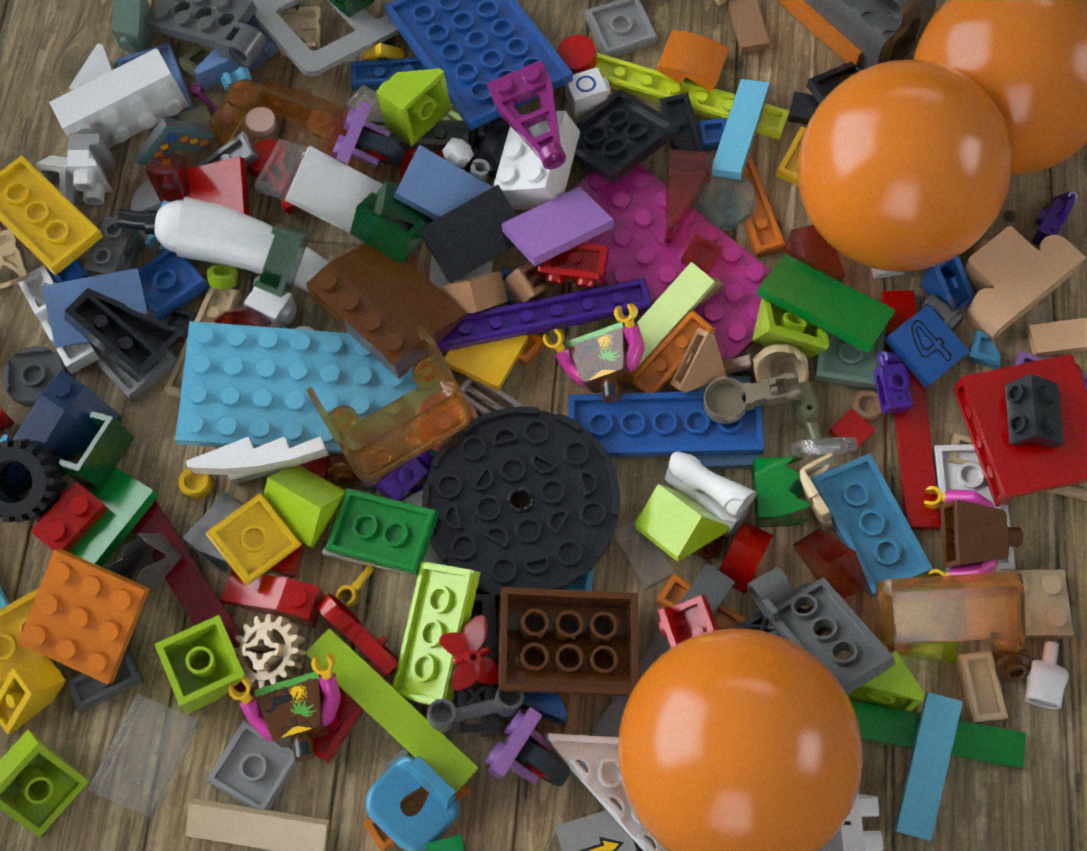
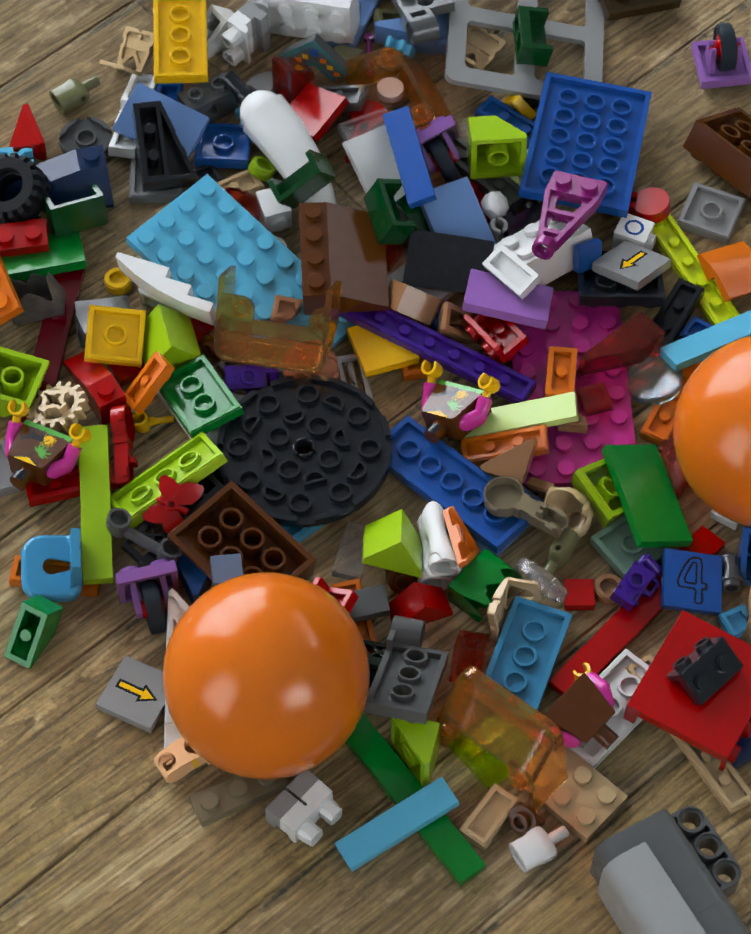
camera: 40 degrees right, 10 degrees down
(327, 557) = (148, 382): none -> orange plate
(359, 165) = (409, 157): none -> blue tile
(376, 388) = (285, 308): none -> medium nougat tile
(542, 198) = (512, 271): none -> white tile
(578, 136) = (585, 254): none -> blue tile
(582, 675) = (225, 567): none -> sand blue tile
(618, 117) = (631, 265): none -> light grey tile
(656, 254) = (560, 370): none -> orange plate
(729, 467) = (462, 541): none -> orange tile

